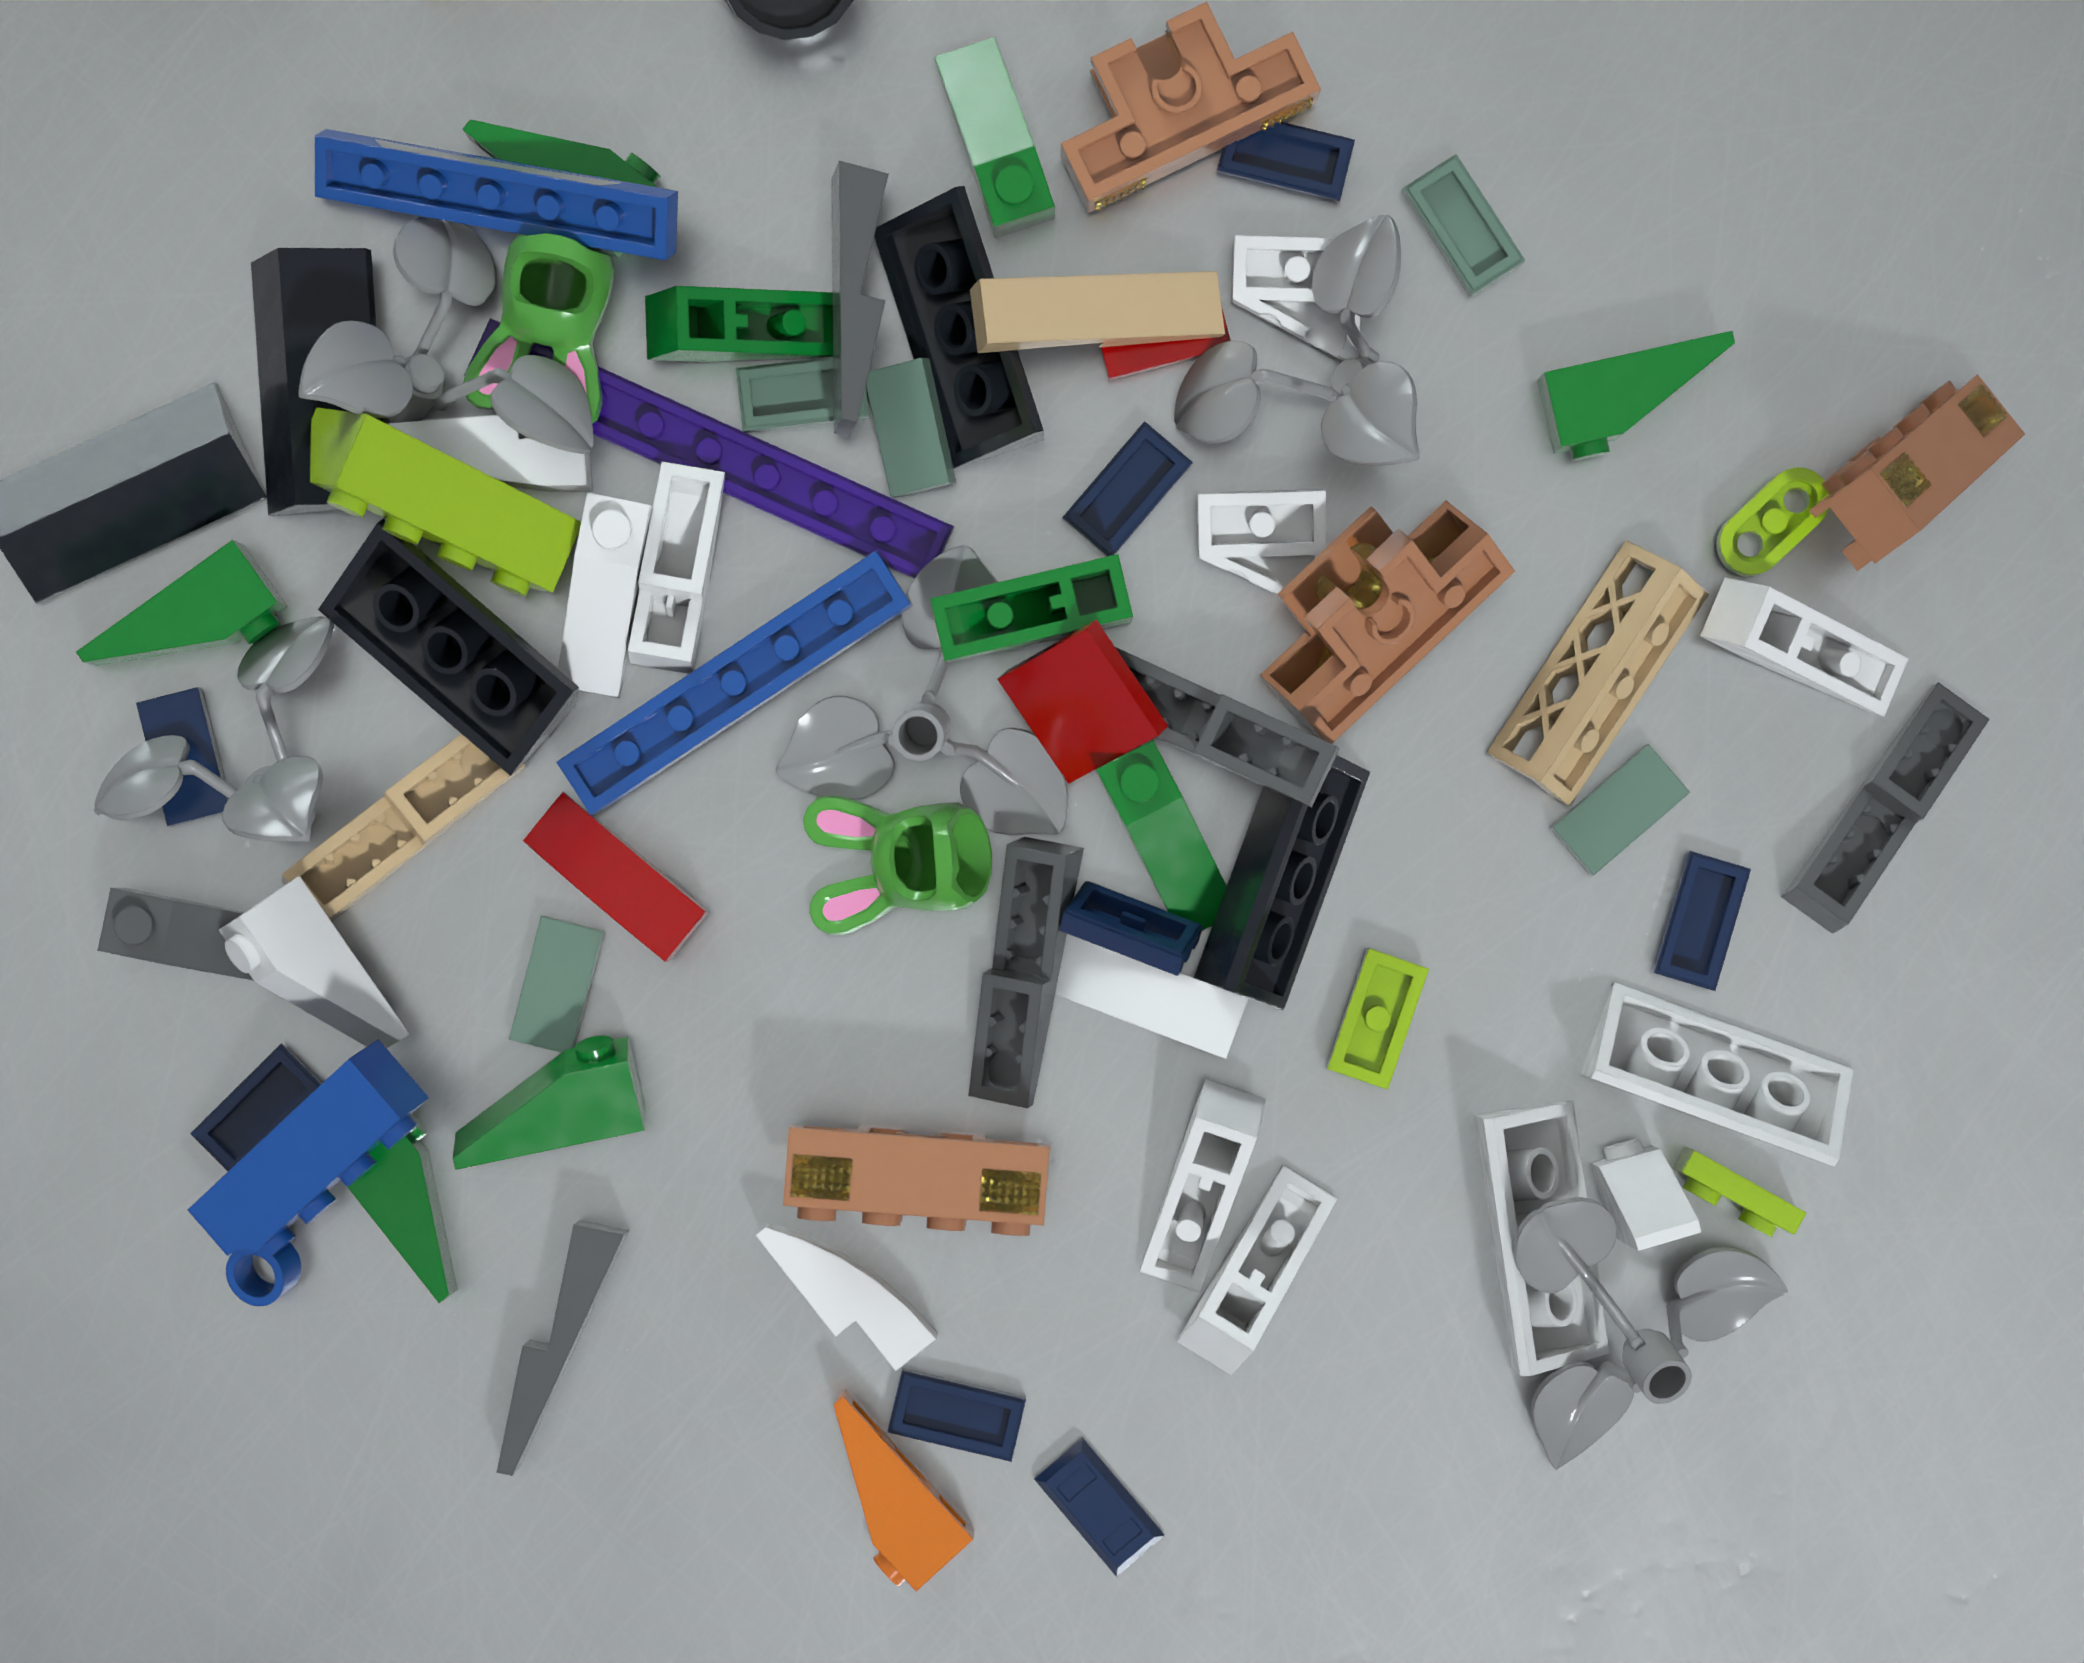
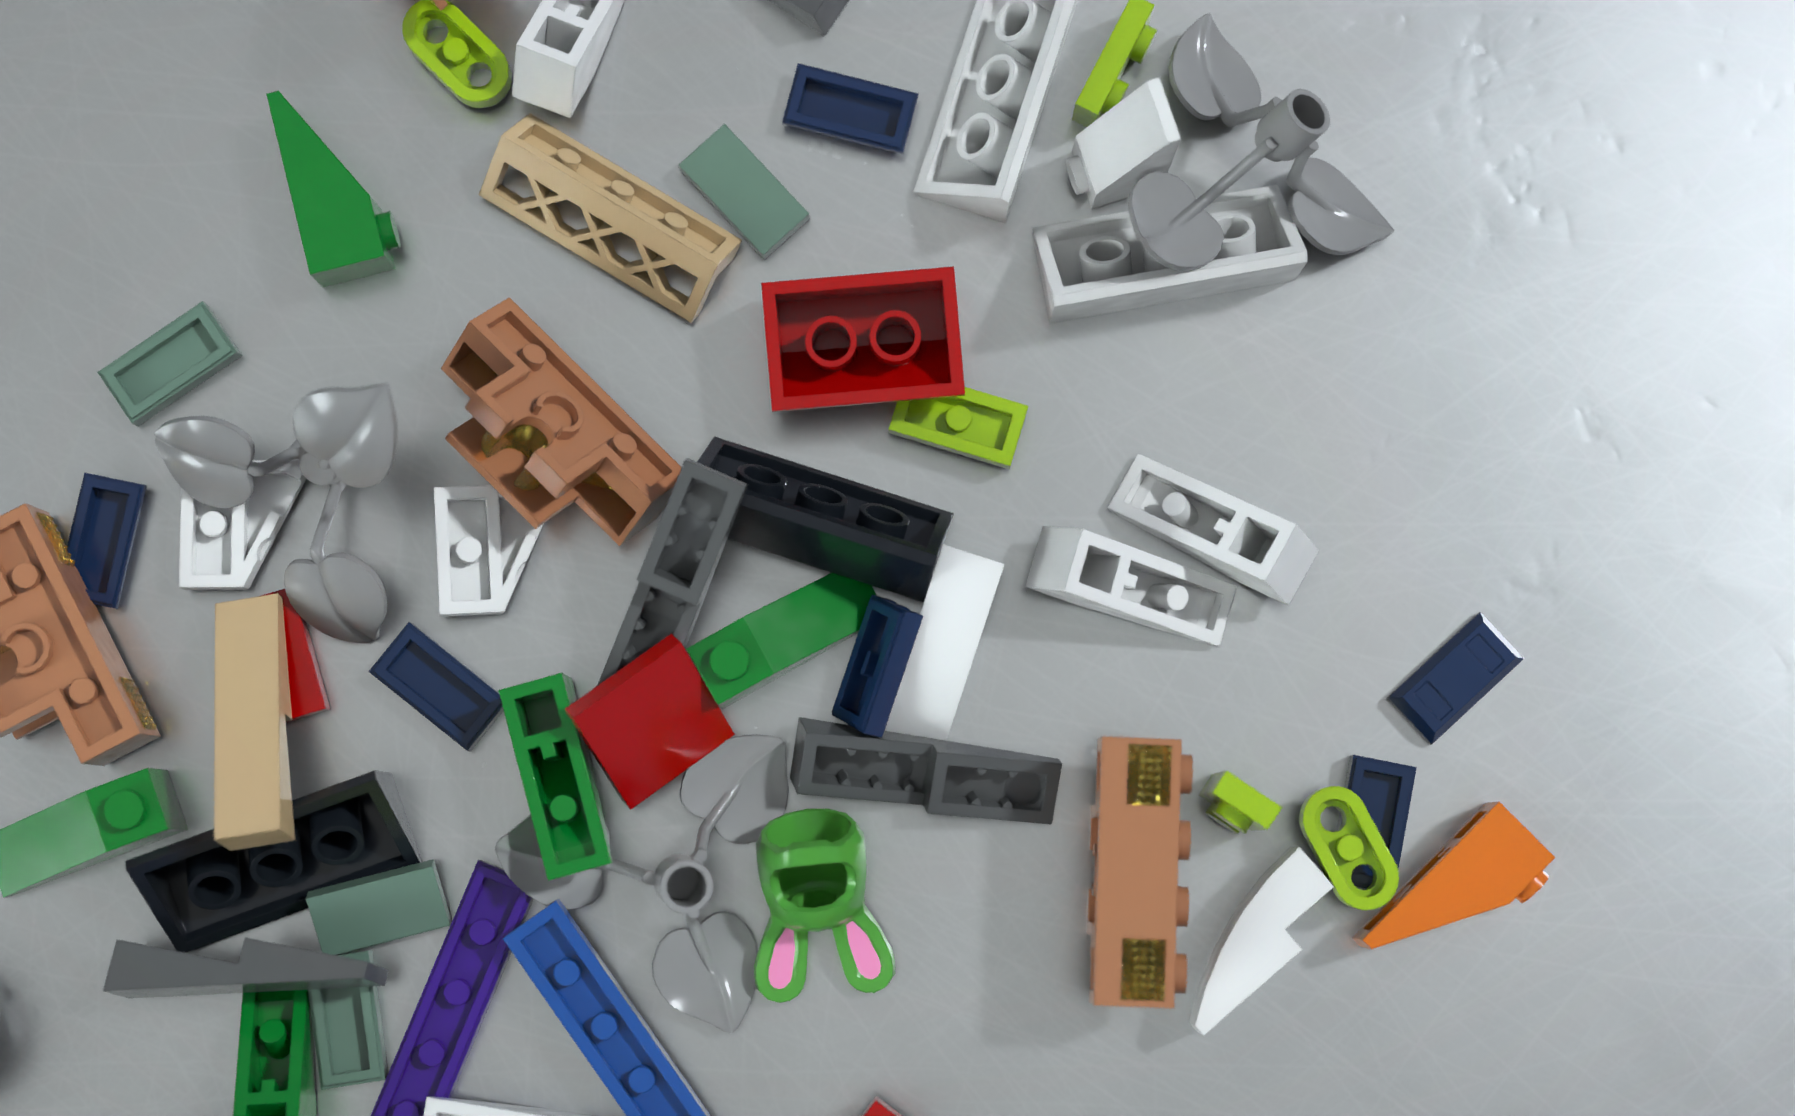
camera: 90 degrees left, 5 degrees down
(934, 1388) = (1349, 846): none -> lime plate
(979, 1279) = (1238, 804): none -> lime plate
(1457, 926) = (863, 339): none -> red slope

